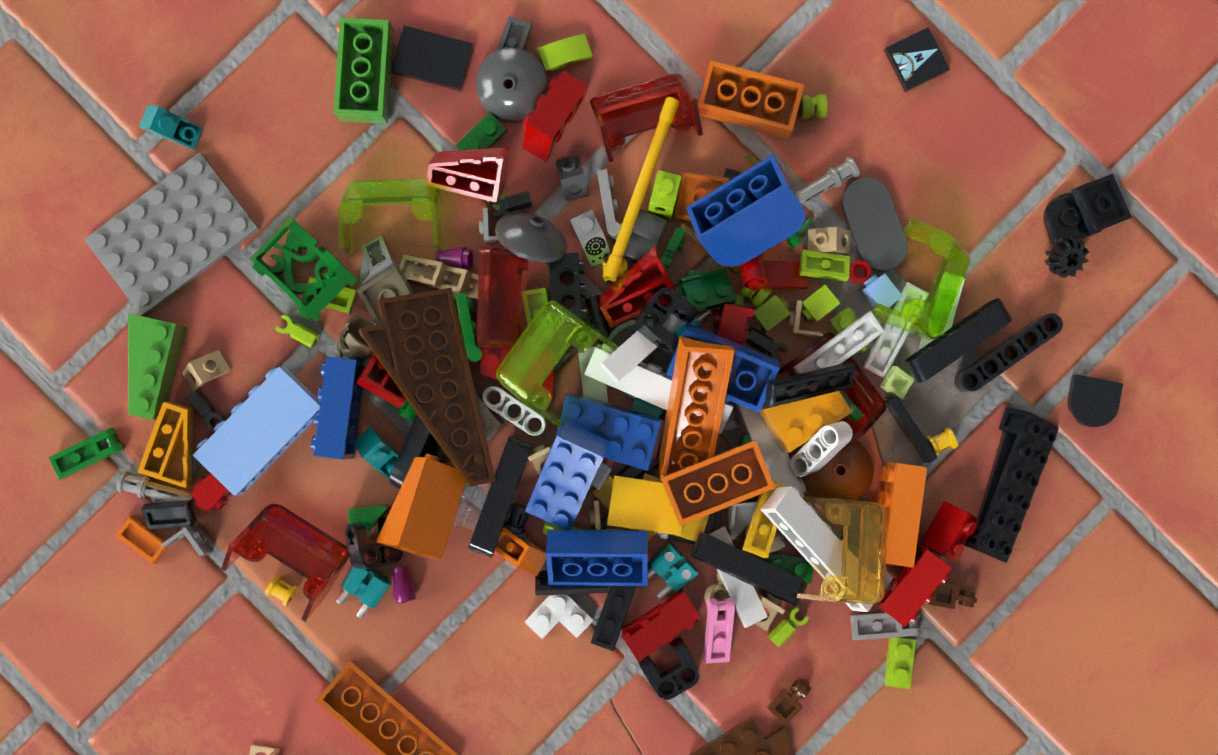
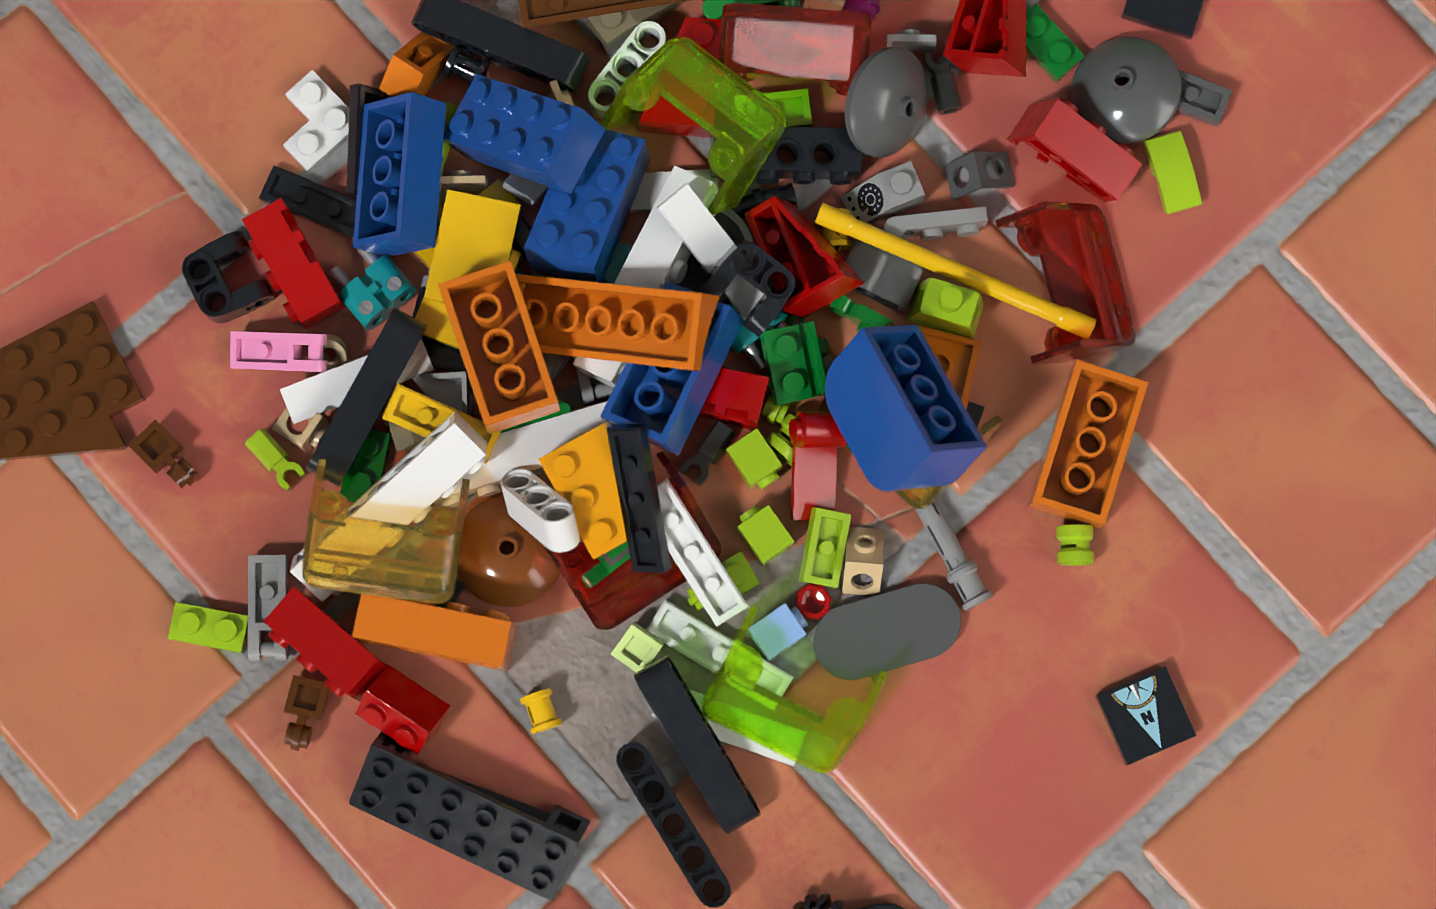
camera: 90 degrees right, 5 degrees down
(794, 321) = (742, 495): tan bracket -> none
(795, 240) = (870, 506): green hand -> none
(910, 430) = (563, 663): black tile -> none

